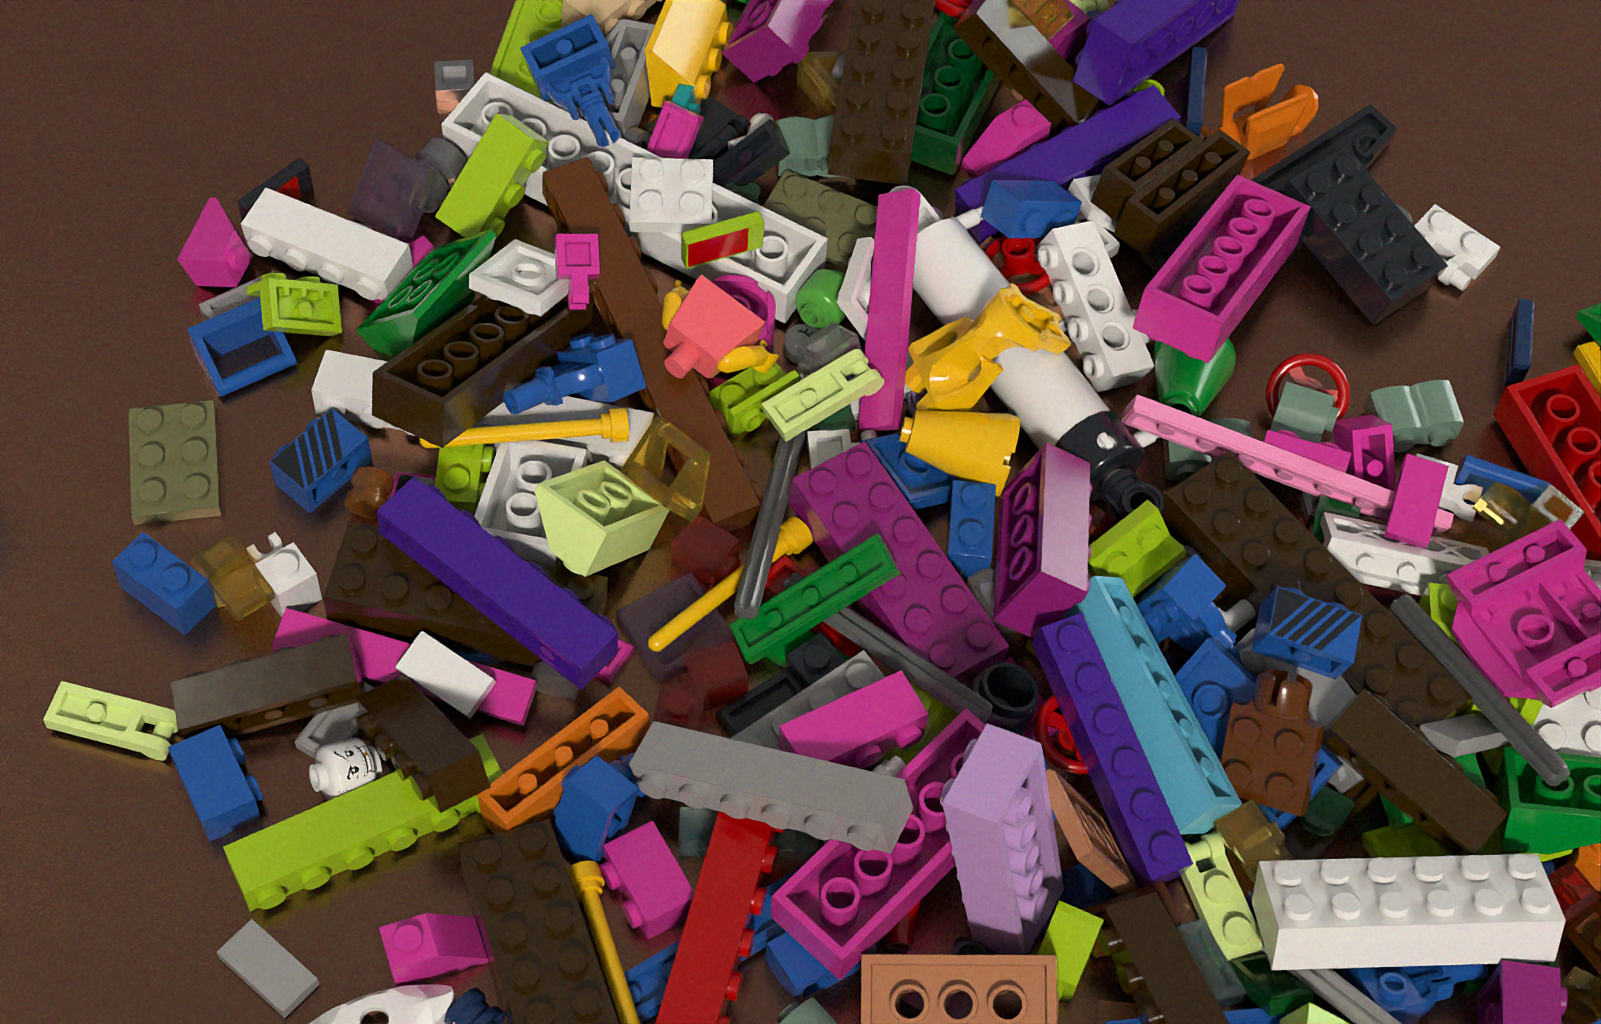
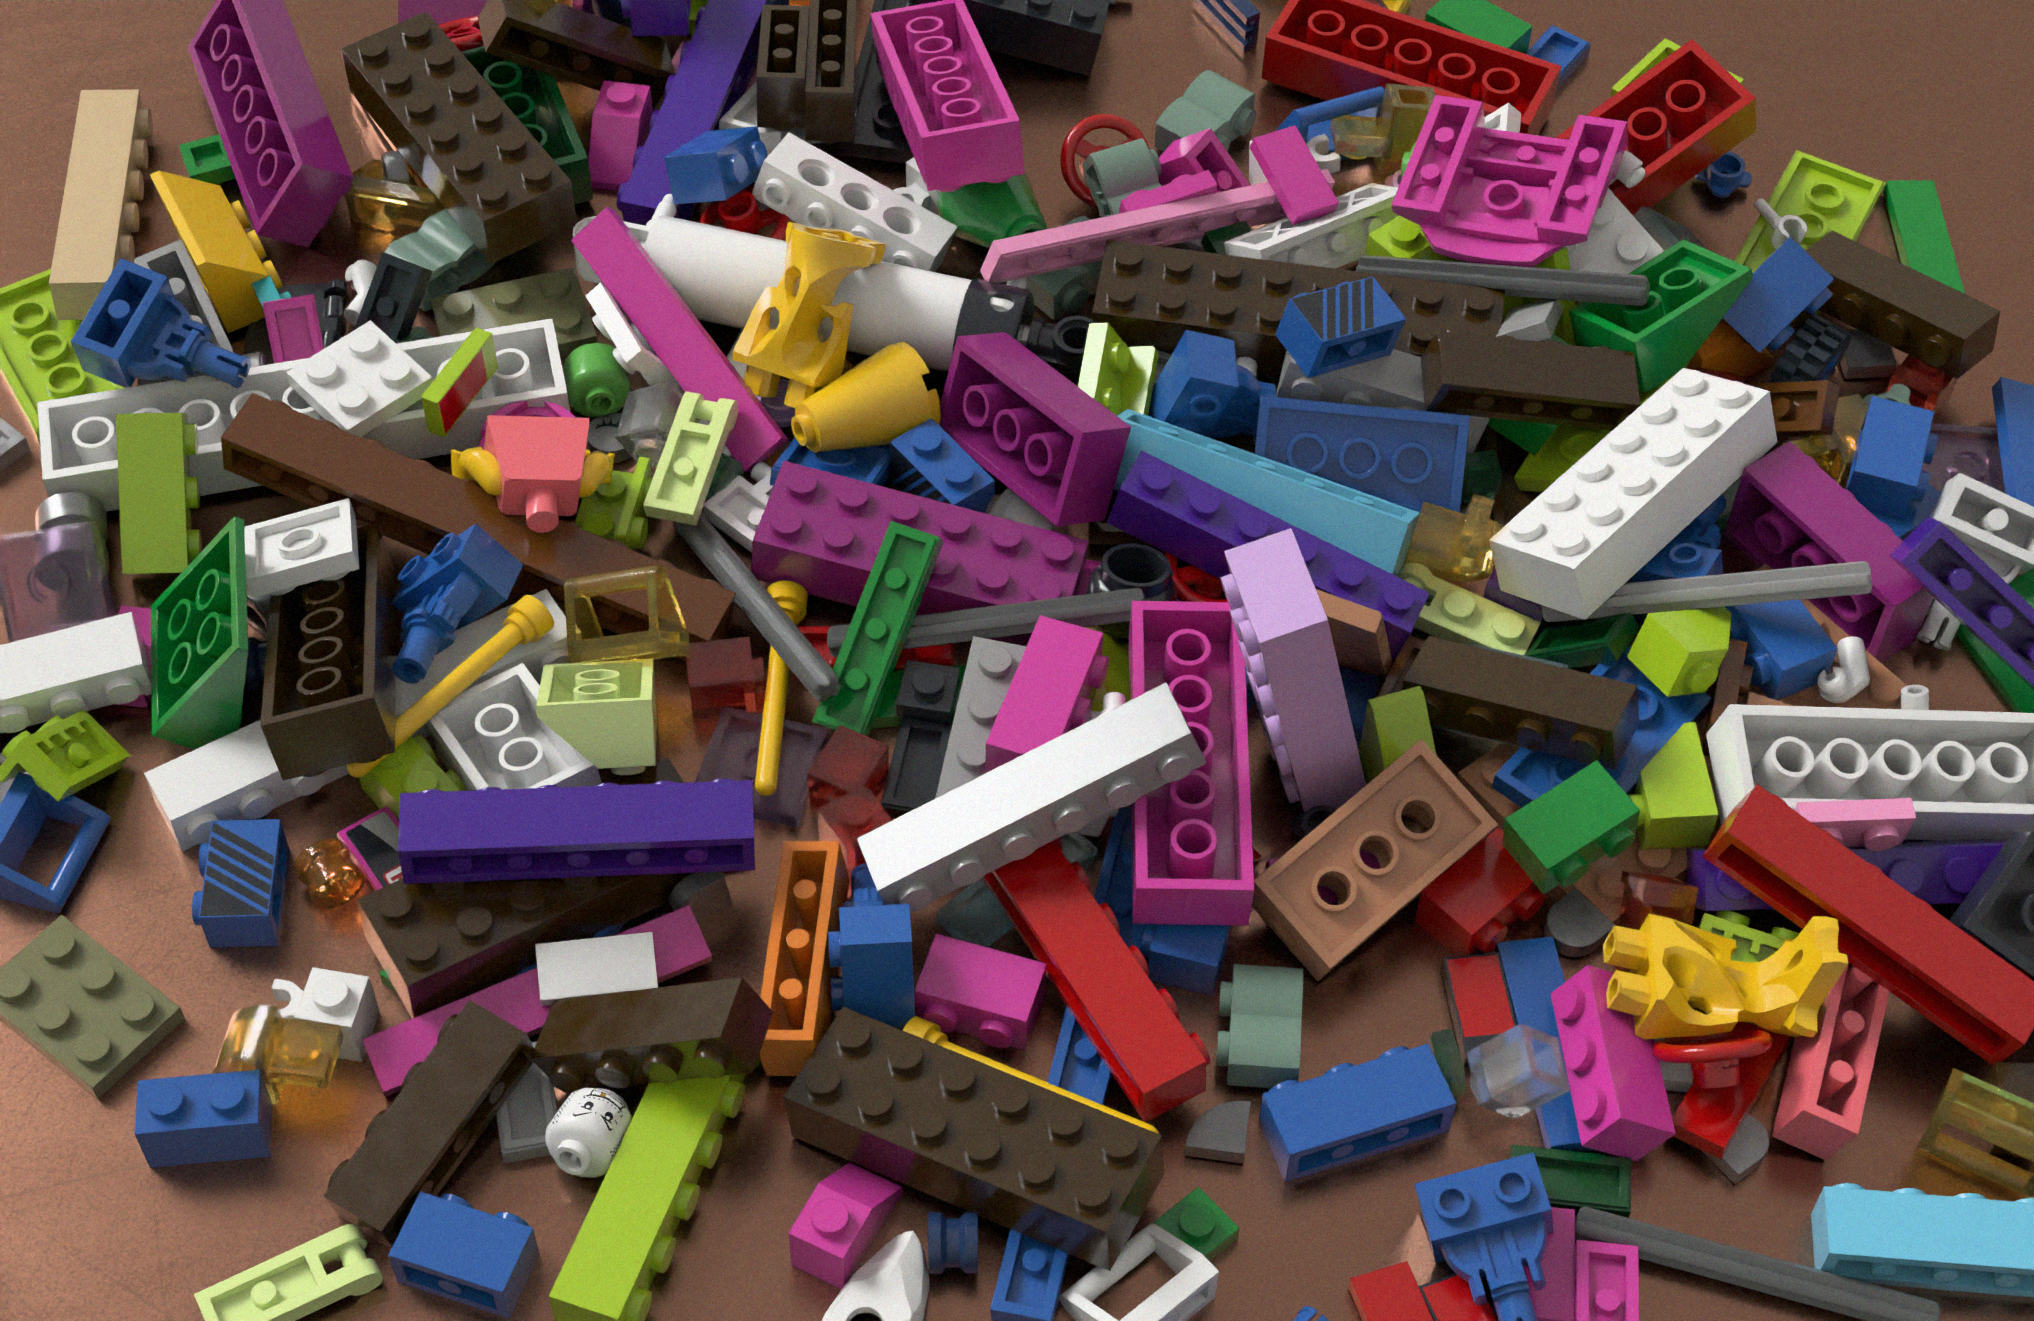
camera: 40 degrees left, 5 degrees down
(578, 261) = (348, 491): dark pink plate -> none
(1274, 743) = (1401, 438): reddish brown plate -> none

